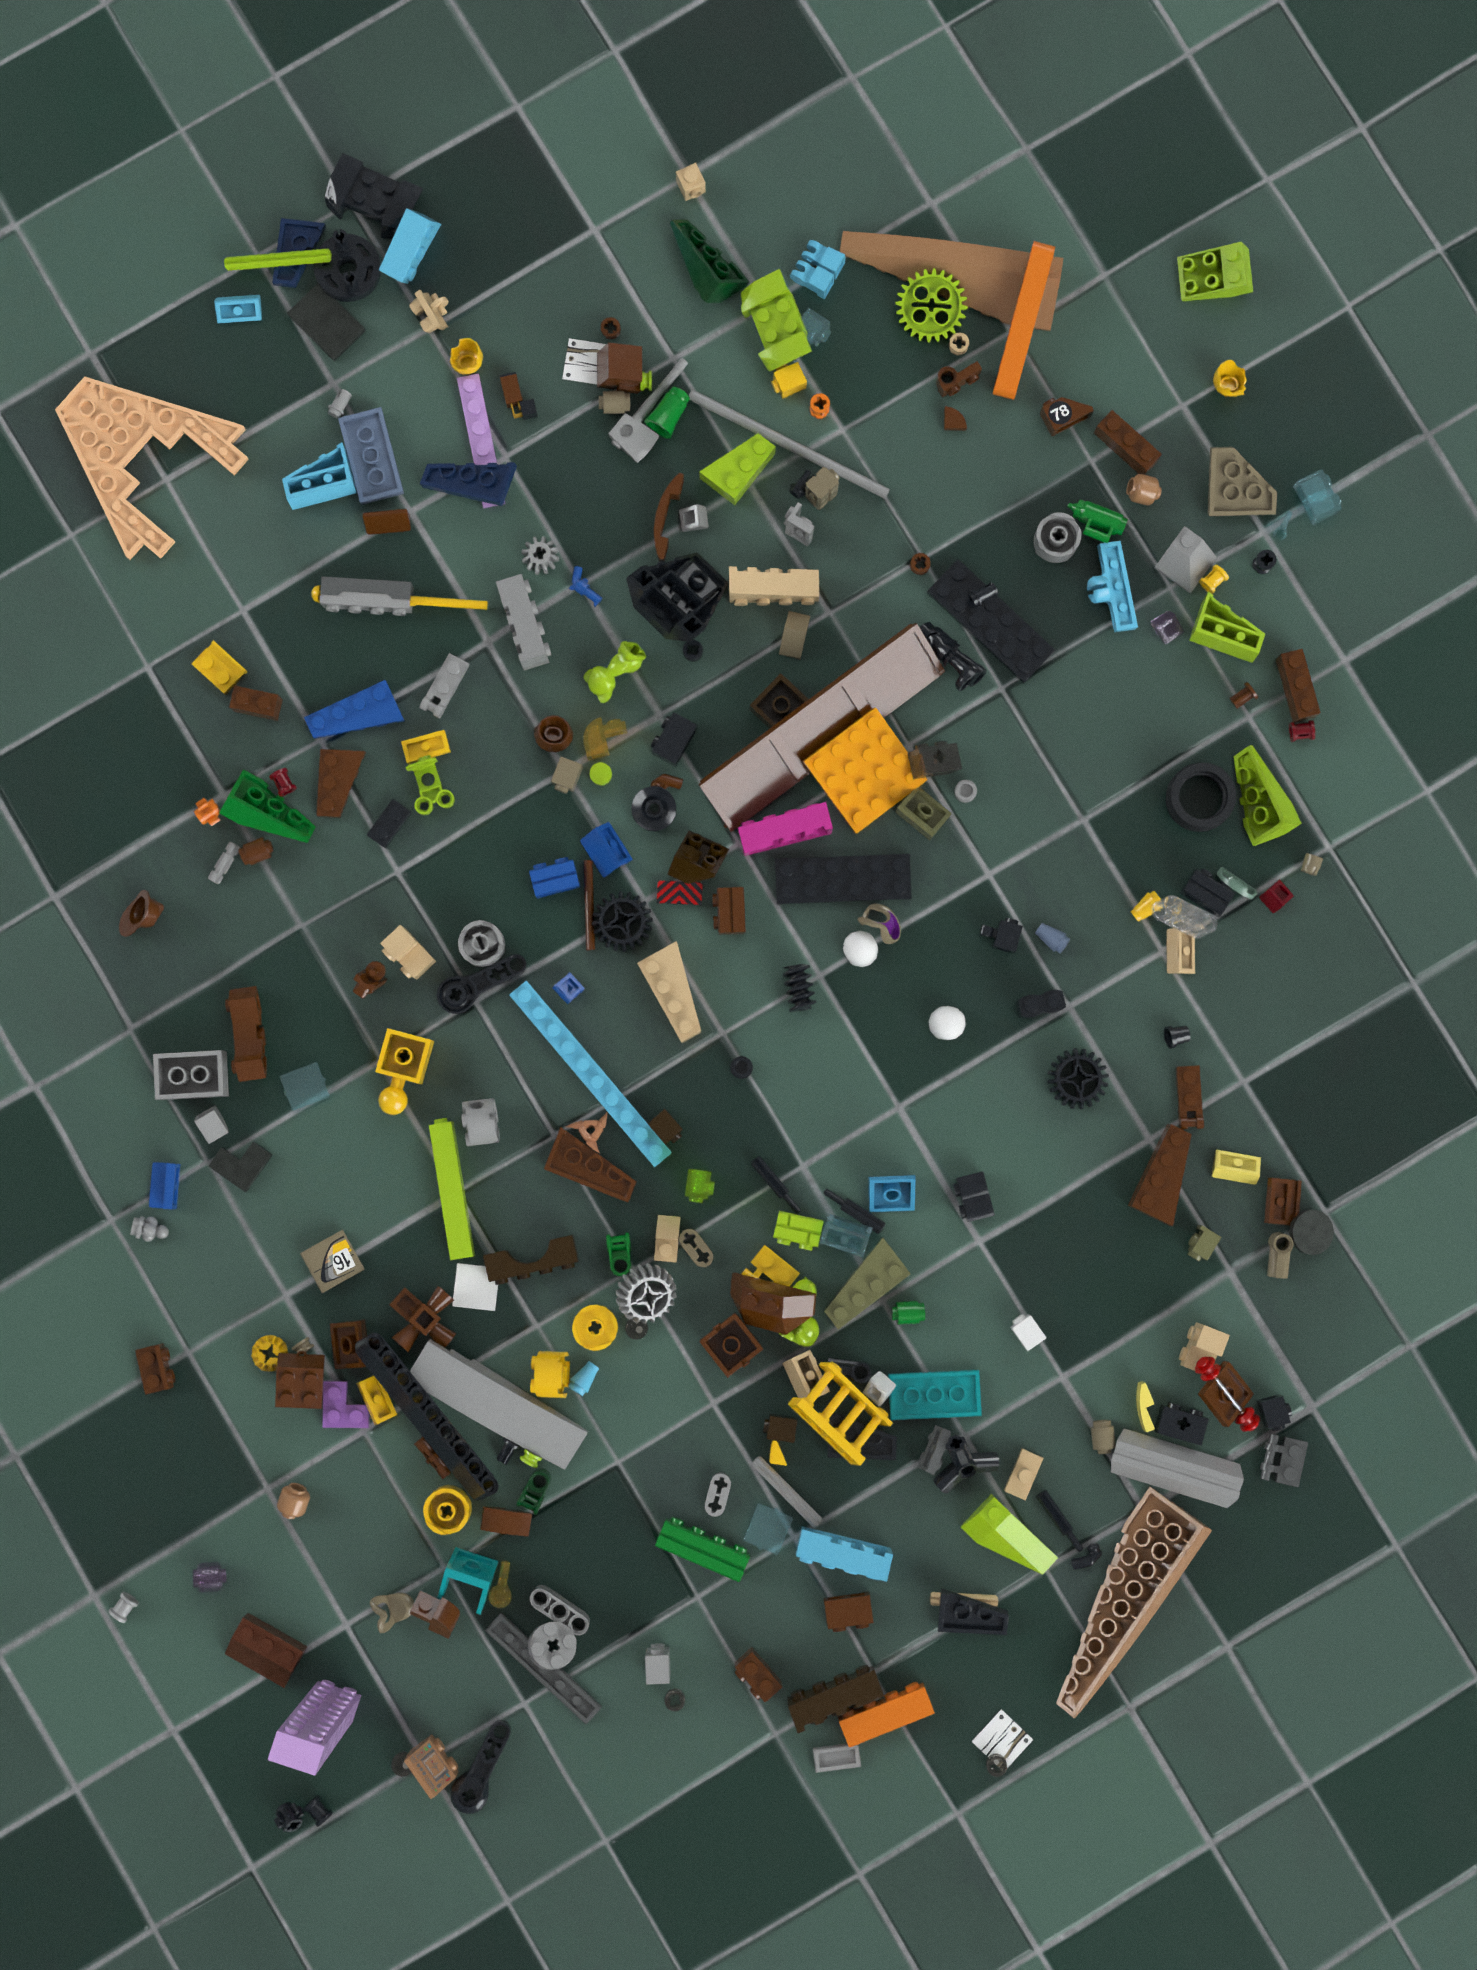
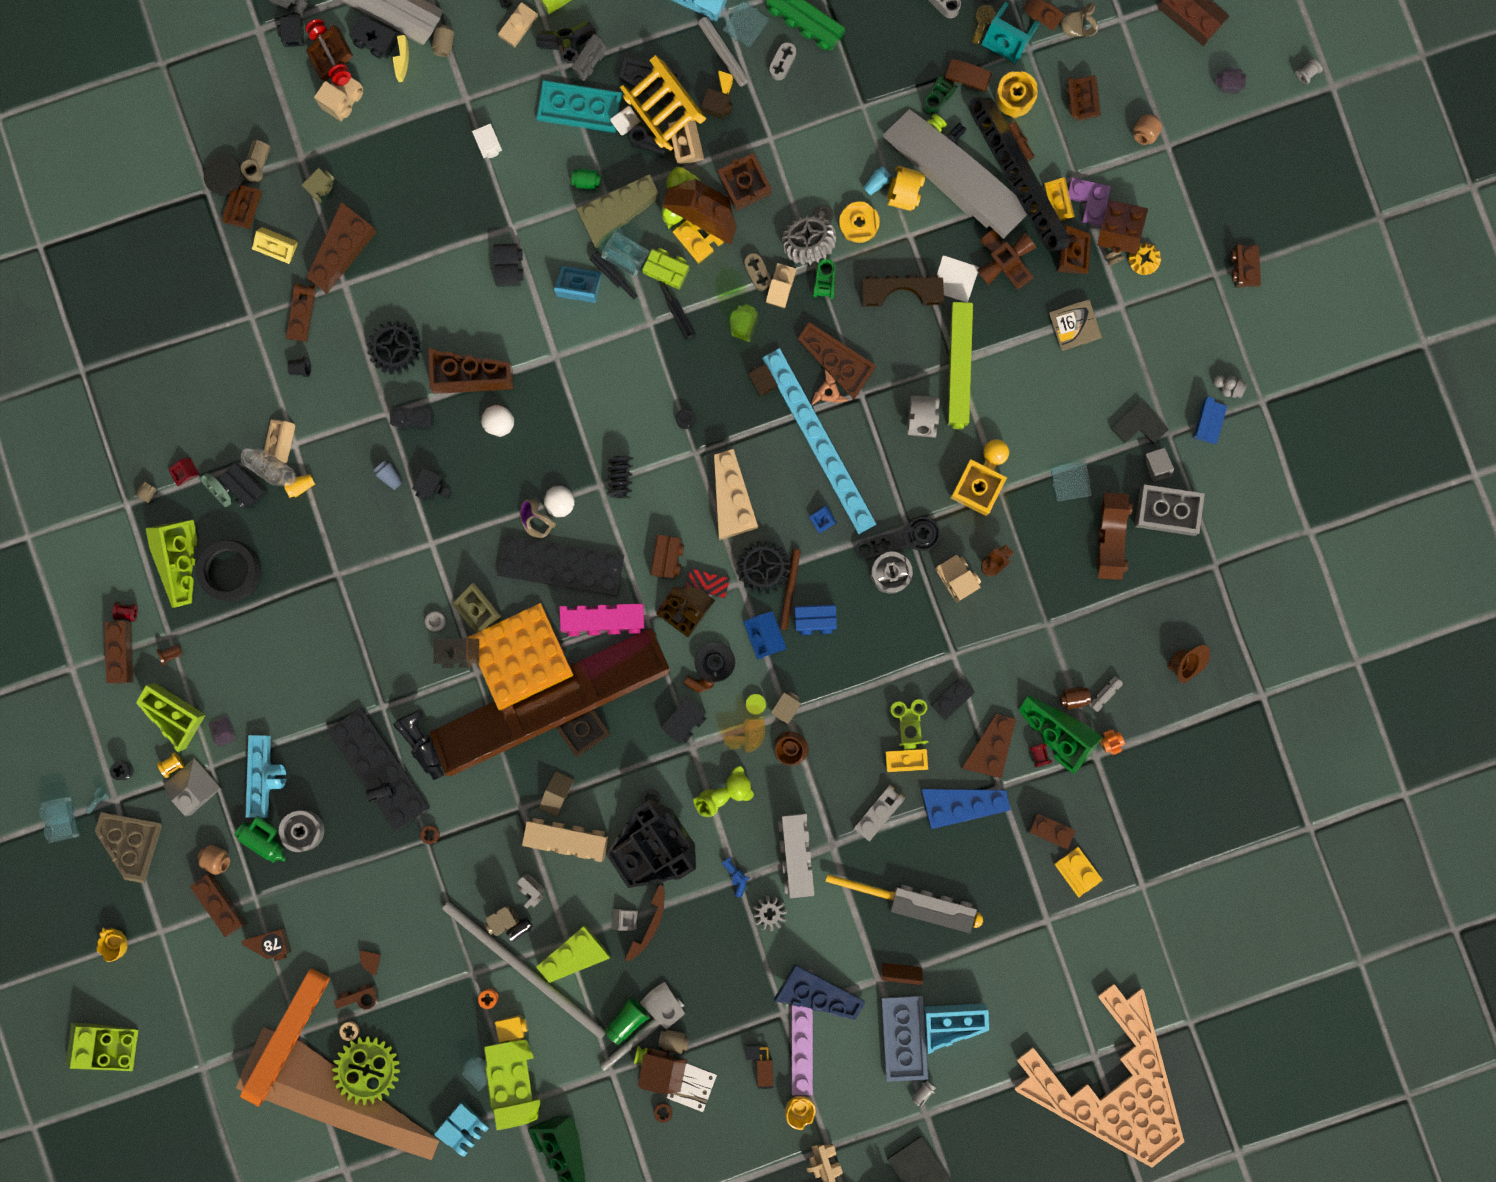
camera: 170 degrees left, 0 degrees up
(371, 1522) = (1083, 98): none -> reddish brown bracket
(996, 1064) = (467, 374): none -> reddish brown wedge

